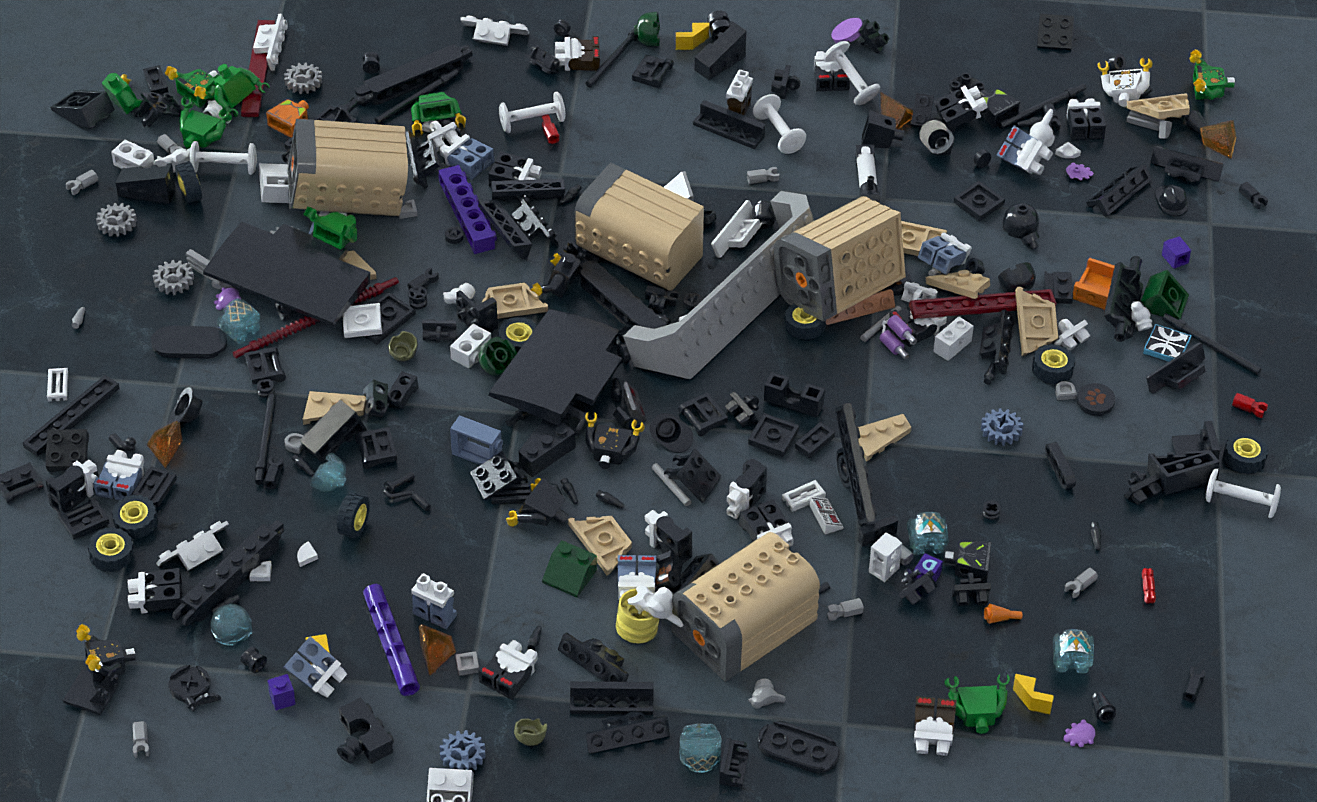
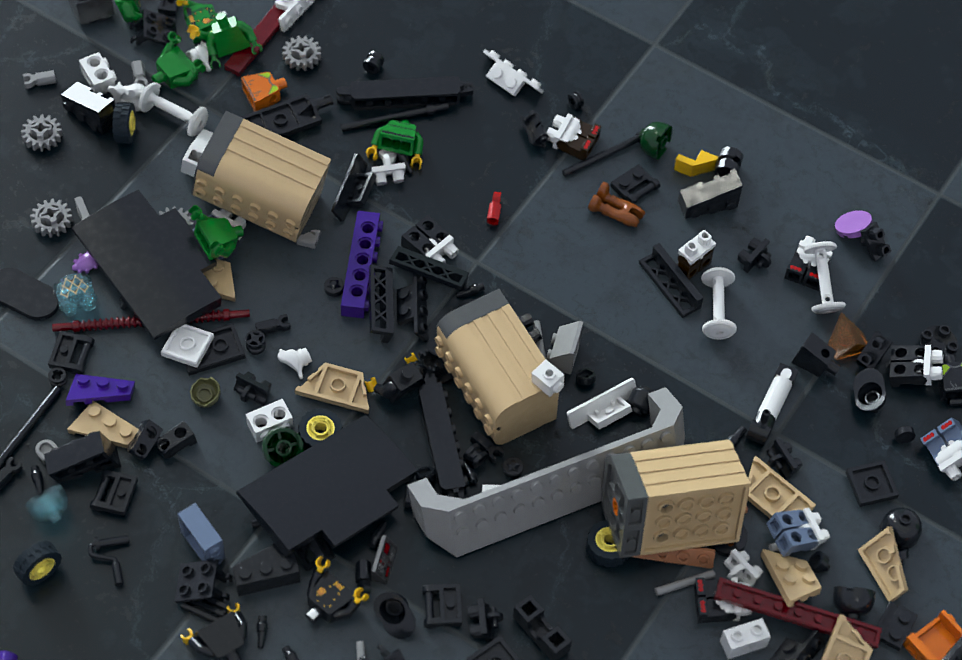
camera: 25 degrees right, 10 degrees up
(303, 383) = (93, 388): none -> dark purple wing
(468, 154) = (398, 204): sand blue hips -> none
(482, 315) = (296, 395): black bracket -> none
(558, 108) = (487, 184): white hose -> none
(649, 91) = (615, 208): none -> dark orange piece
(695, 205) = (548, 378): none -> white brick
(762, 175) = (669, 353): light grey bar -> none
(892, 341) = (687, 607): medium lavender piece -> none
(907, 212) = (782, 460): none -> black hips
(1023, 246) = (885, 564): none -> tan wing

